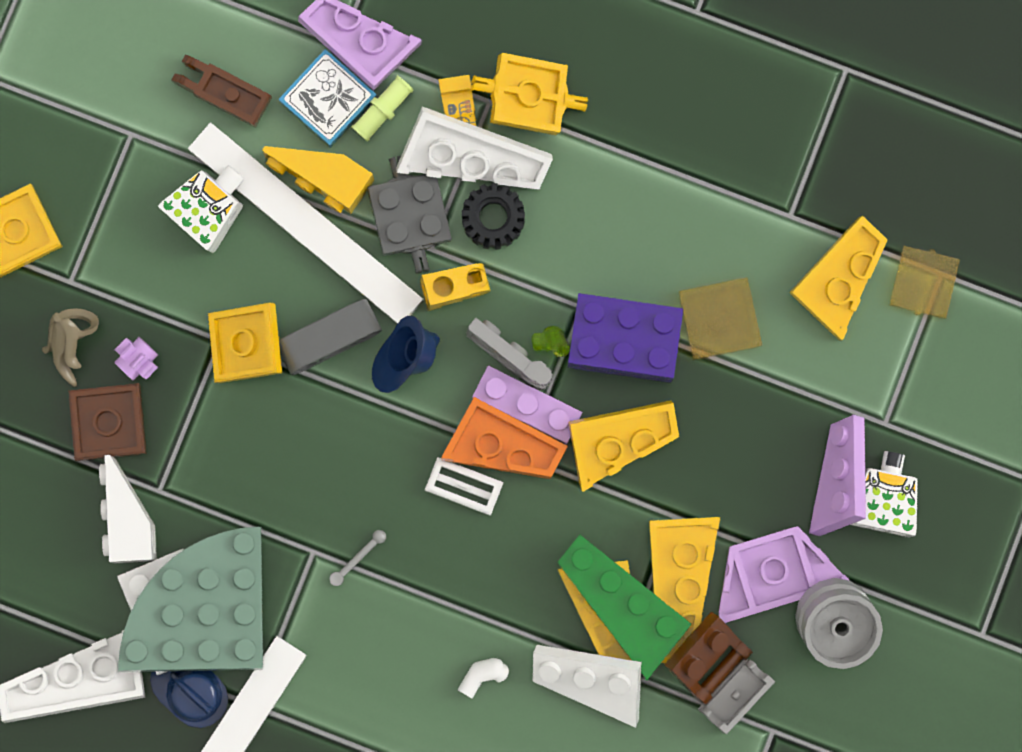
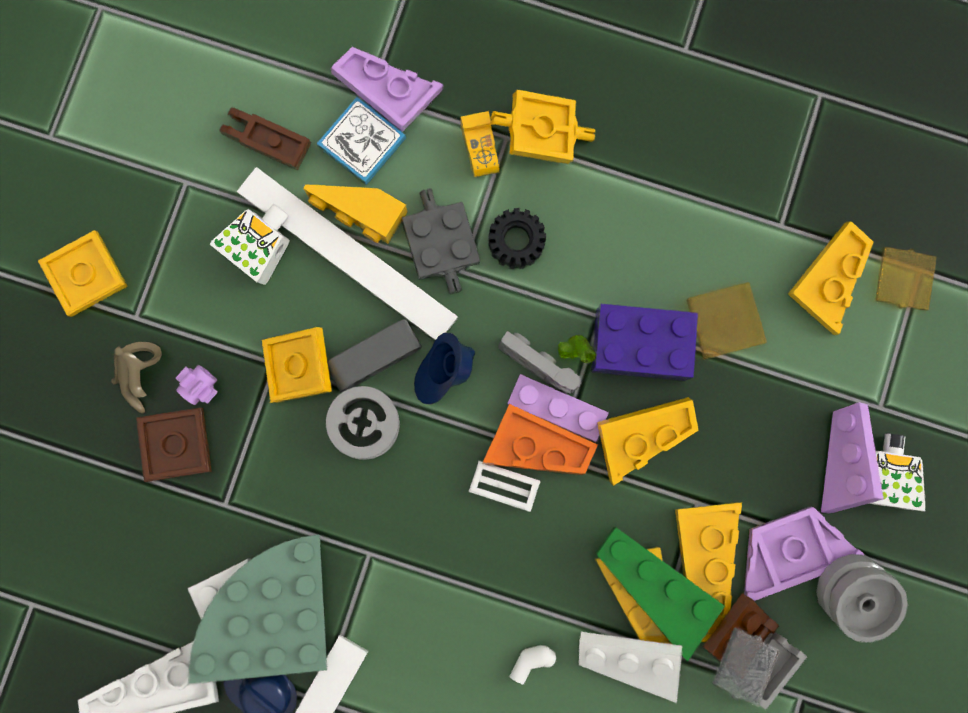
camera: 10 degrees left, 0 degrees up
(130, 528) = (195, 537): white slope -> none
(287, 403) = (337, 418): none -> light grey wheel
(337, 578) = (393, 577): light grey hinge -> none
(382, 108) = (411, 147): yellowish green pin -> none
(454, 285) = (484, 303): yellow leg -> none
(461, 150) = (484, 179): white wing -> none
(707, 687) = (746, 667): none -> clear piece

